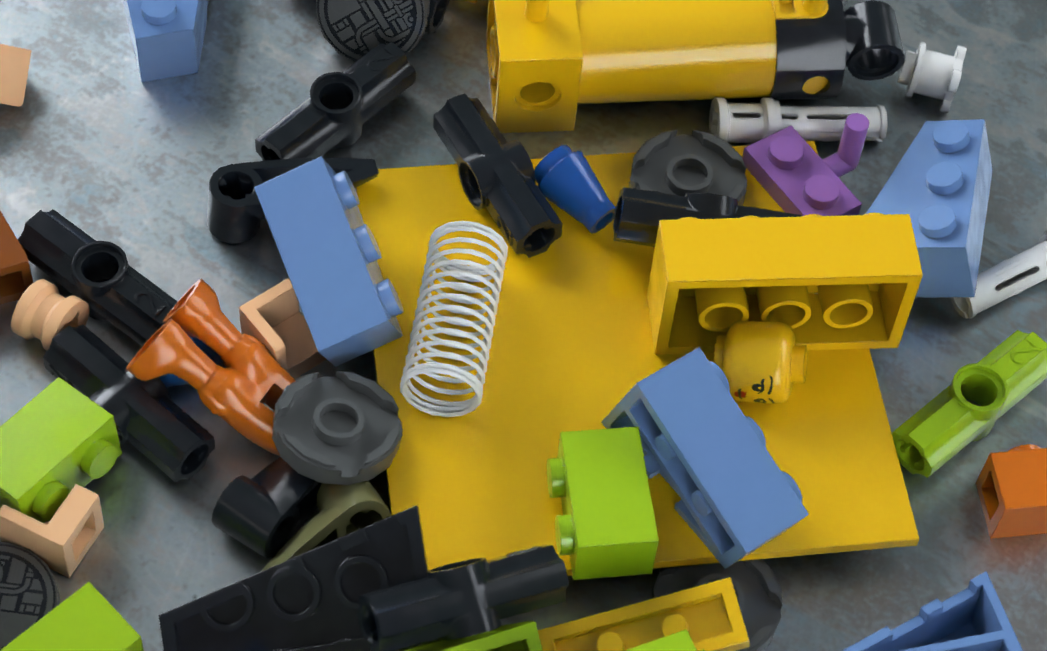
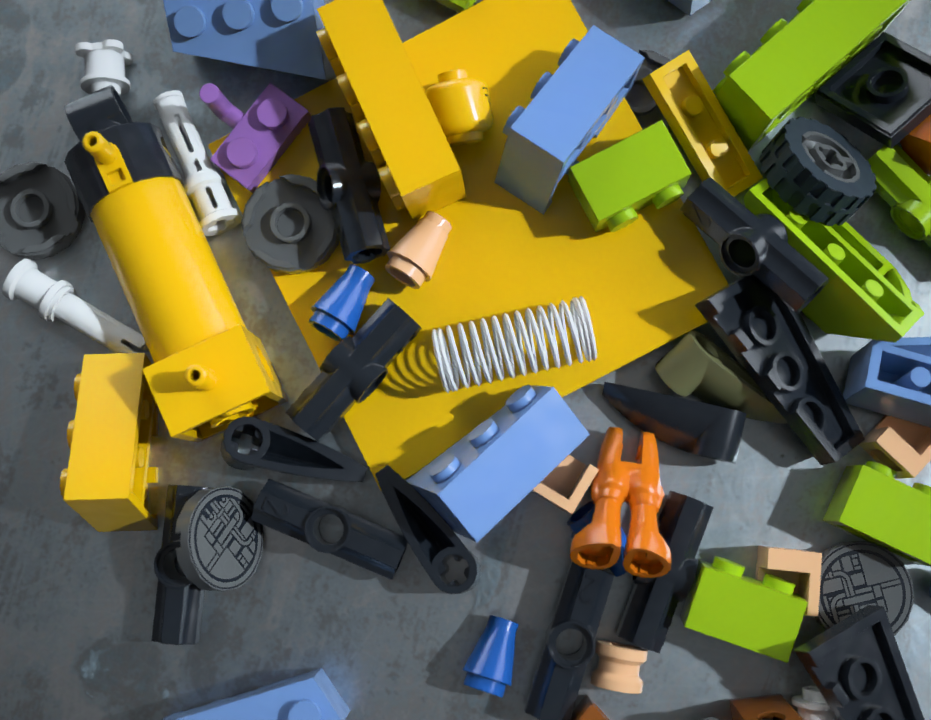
camera: 100 degrees left, 25 degrees up
(122, 206) = (492, 658): none -> blue cone
(337, 428) = (640, 397): dark grey tile -> none
(431, 89) = (287, 452): none -> black piece
(605, 274) = (419, 250): none -> light nougat cone

